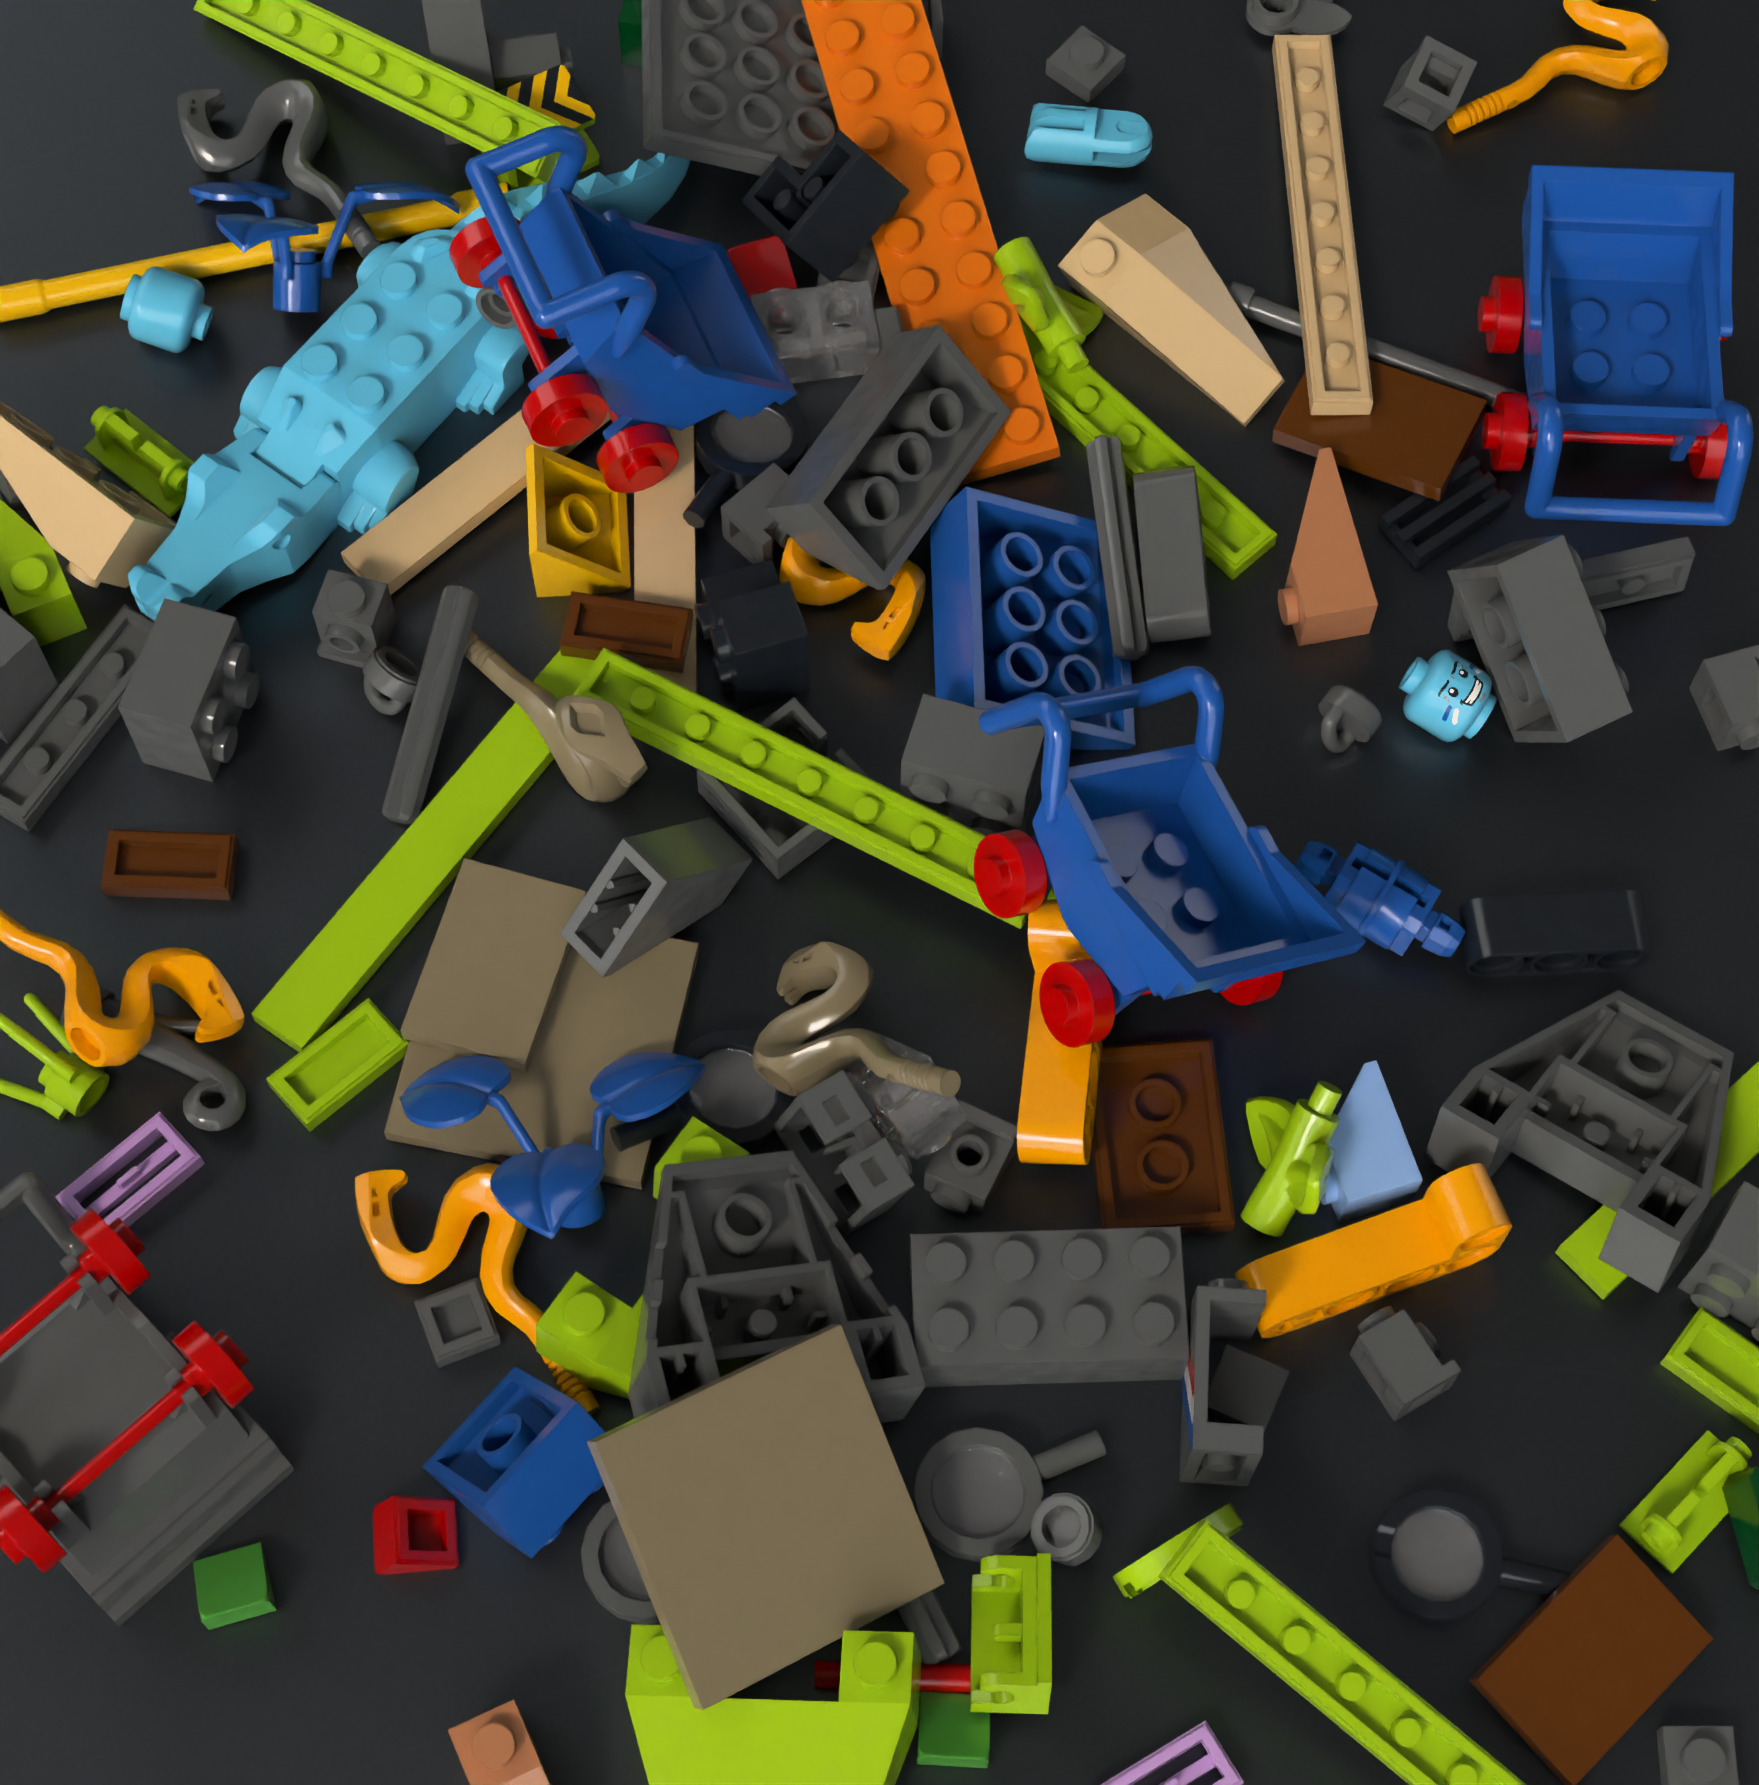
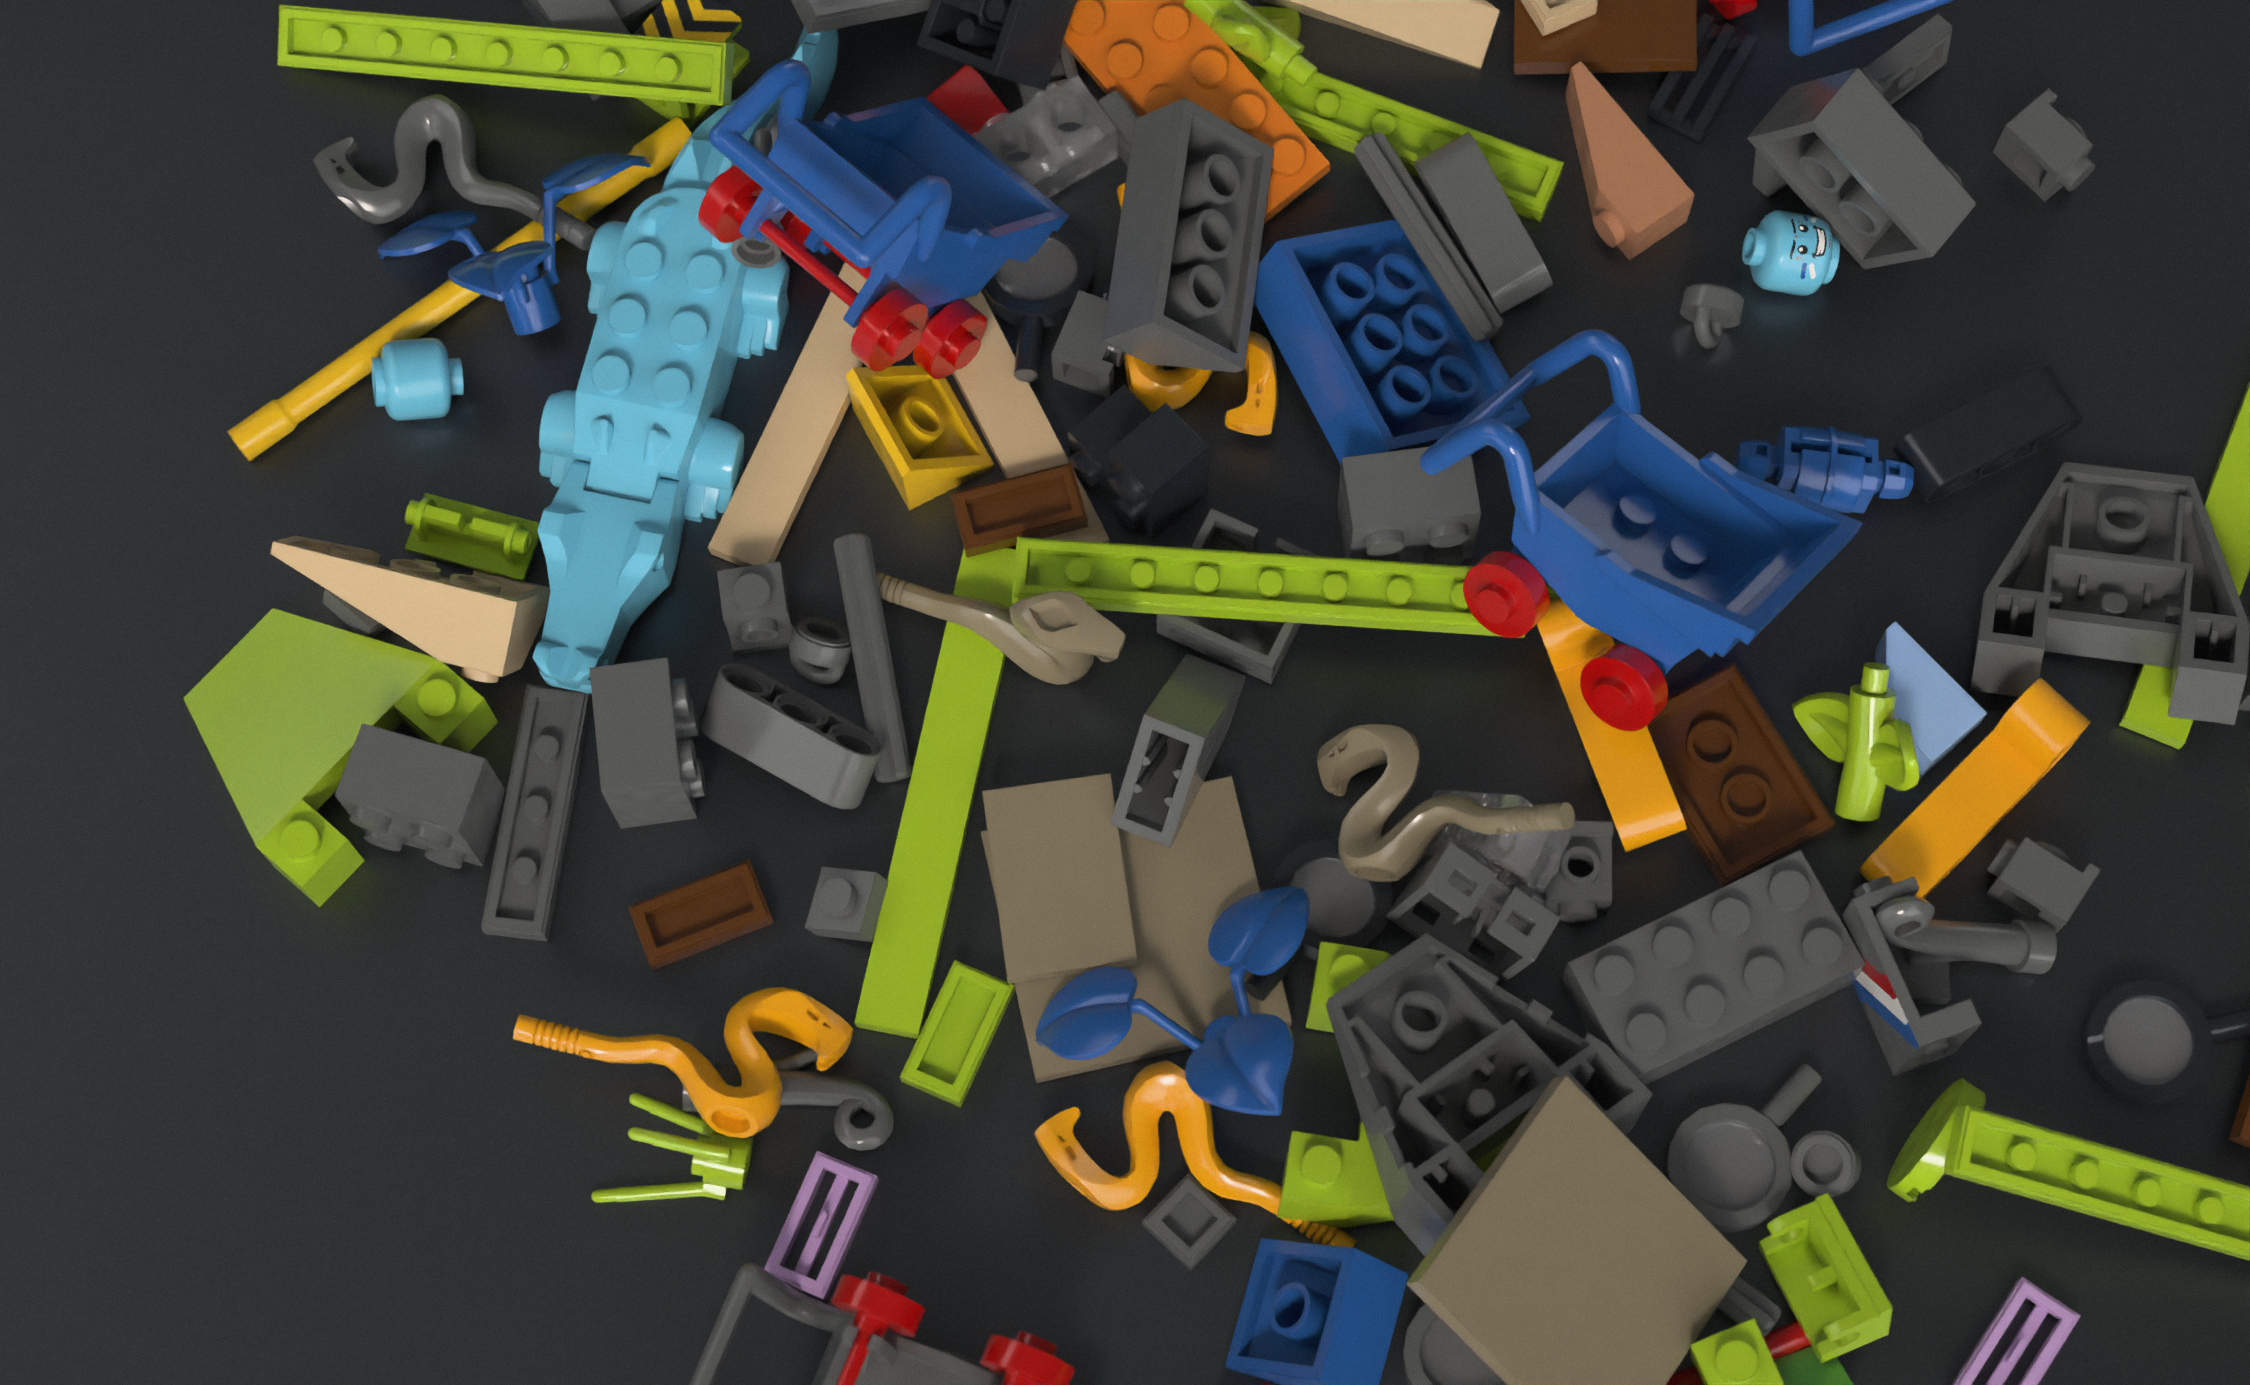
camera: 20 degrees left, 5 degrees up
(298, 908) = (846, 904): none -> dark grey plate
(323, 741) = (790, 736): none -> dark grey beam
(1353, 1410) = (2018, 945): none -> dark grey plant

